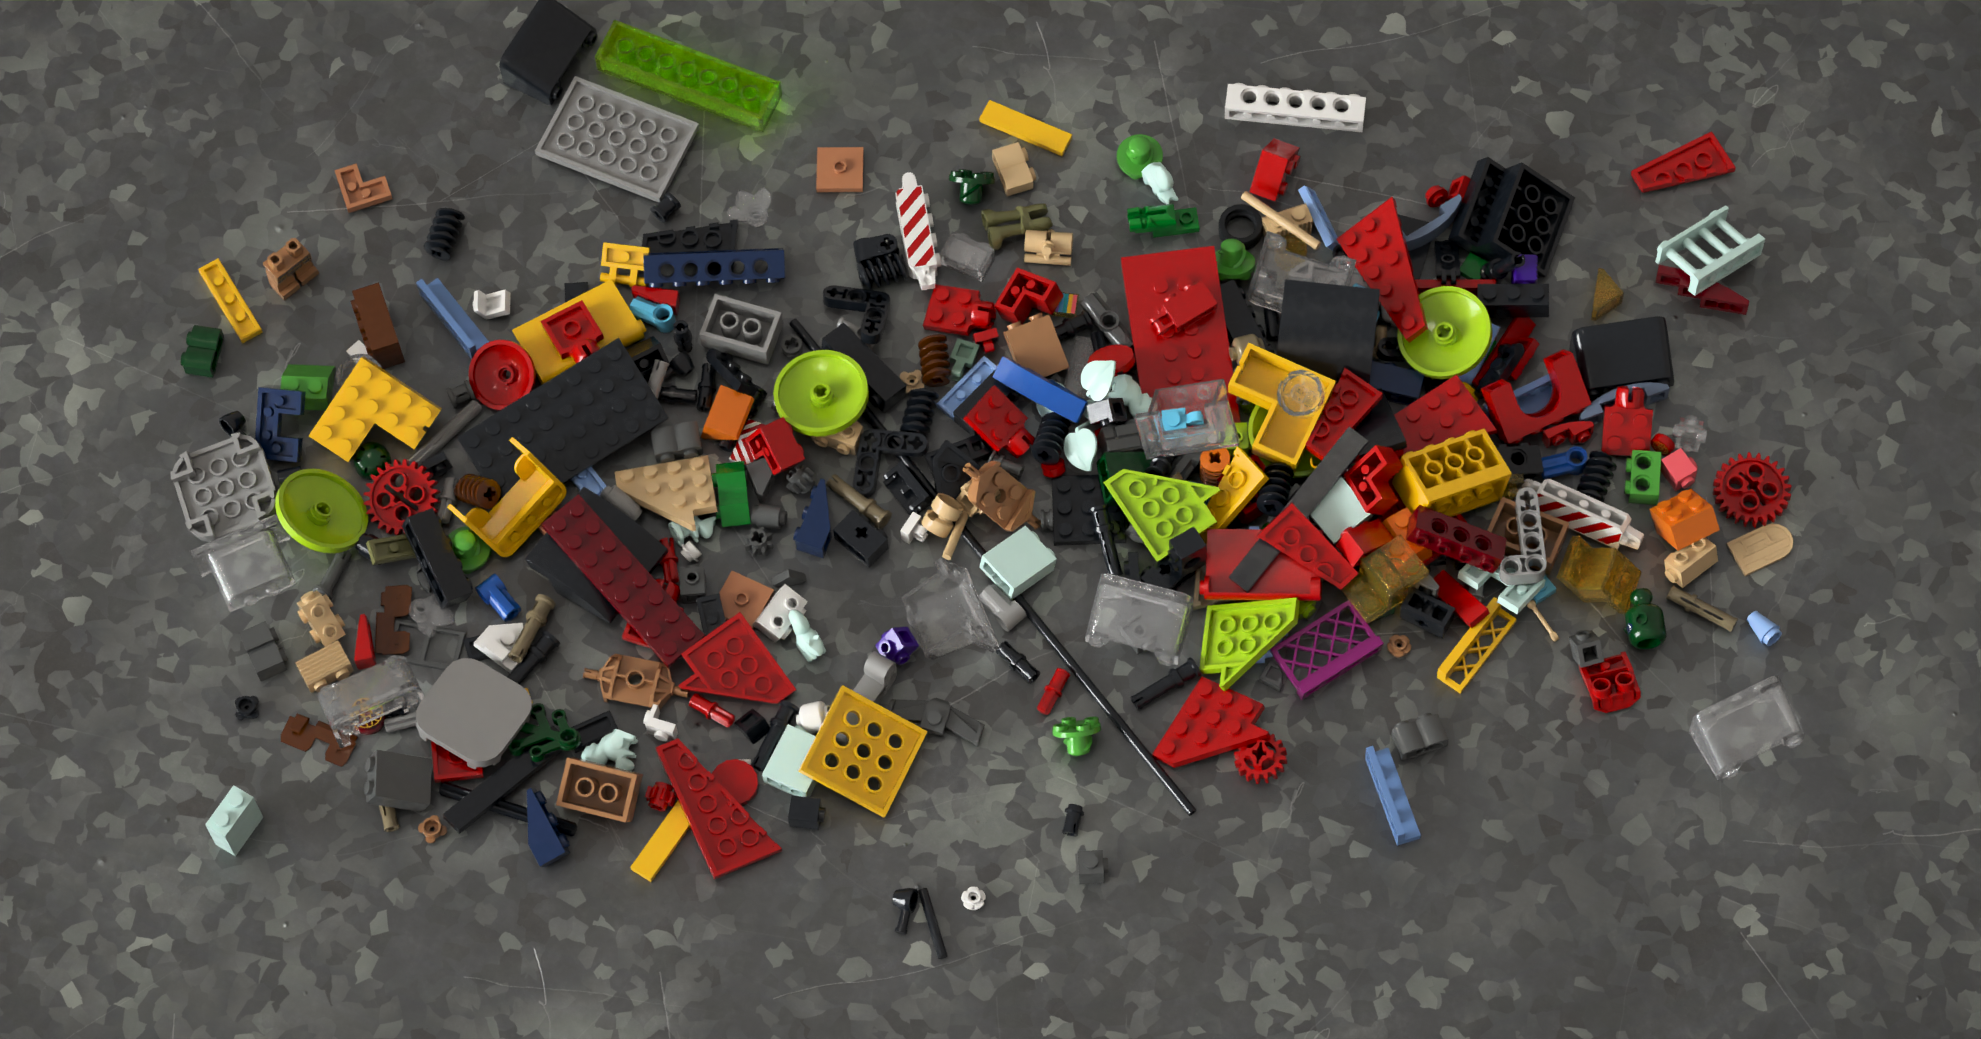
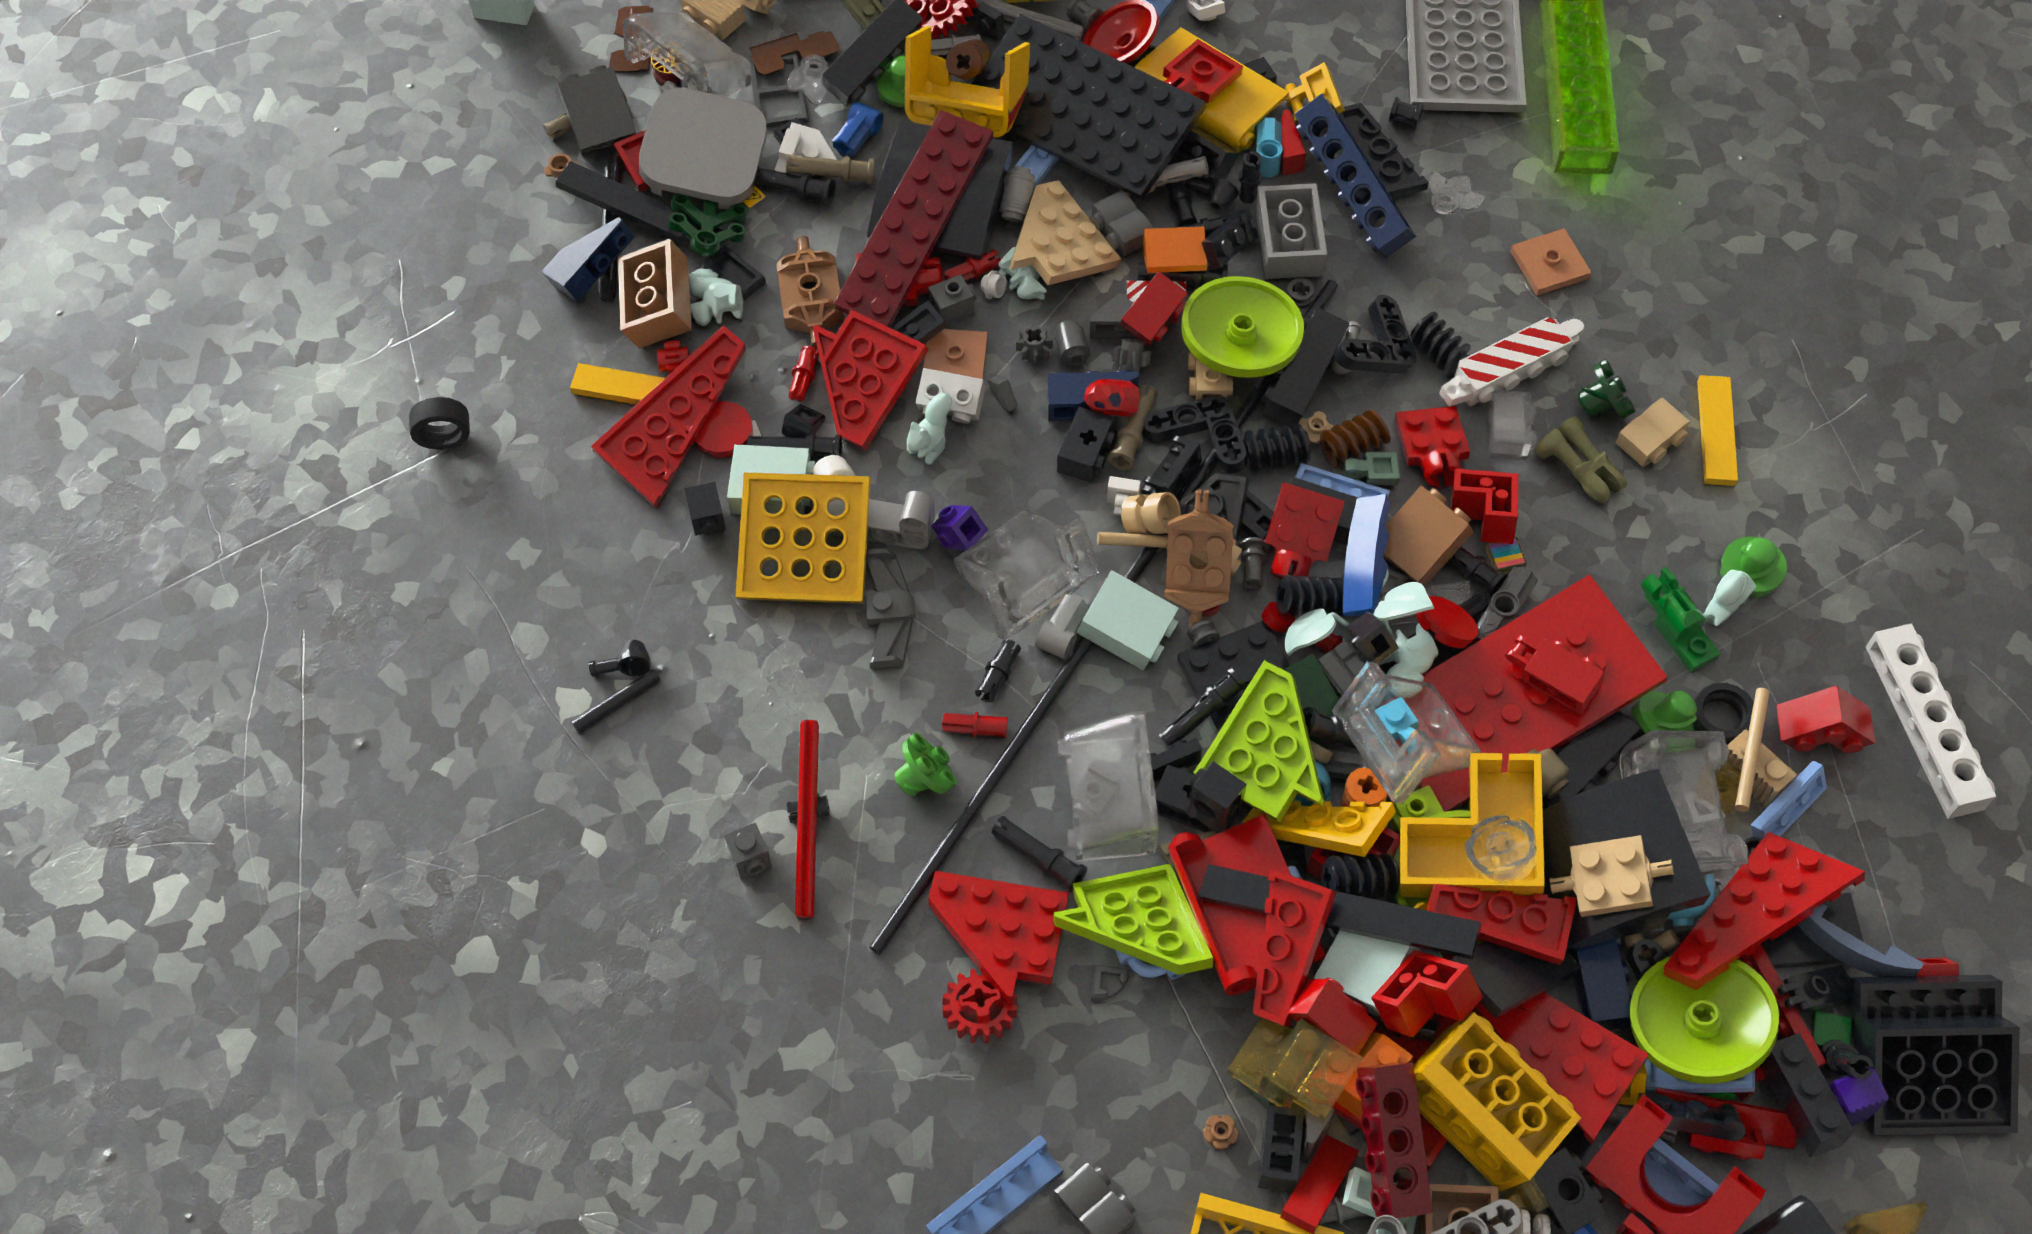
camera: 65 degrees right, 5 degrees down
(364, 649) = (746, 33): red slope -> none
(649, 977) = (436, 410): none -> black tyre
(660, 729) = (762, 321): white bracket -> none
(732, 491) = (1080, 295): green brick -> none
(837, 502) = (1113, 397): none -> red rock
(875, 247) = (1467, 325): black piece -> none
(973, 904) = (662, 741): white plate -> none
(986, 337) = (1410, 482): red tile -> none
(1048, 247) = (1570, 505): tan pin -> none
(1084, 819) = (807, 819): none -> red axle
(1306, 609) = (1215, 989): lime plate -> none
(1338, 666) = (1151, 1058): magenta fence -> none
(1343, 340) = (1611, 876): none -> tan plate
(1436, 196) = (1909, 940): red plate -> none

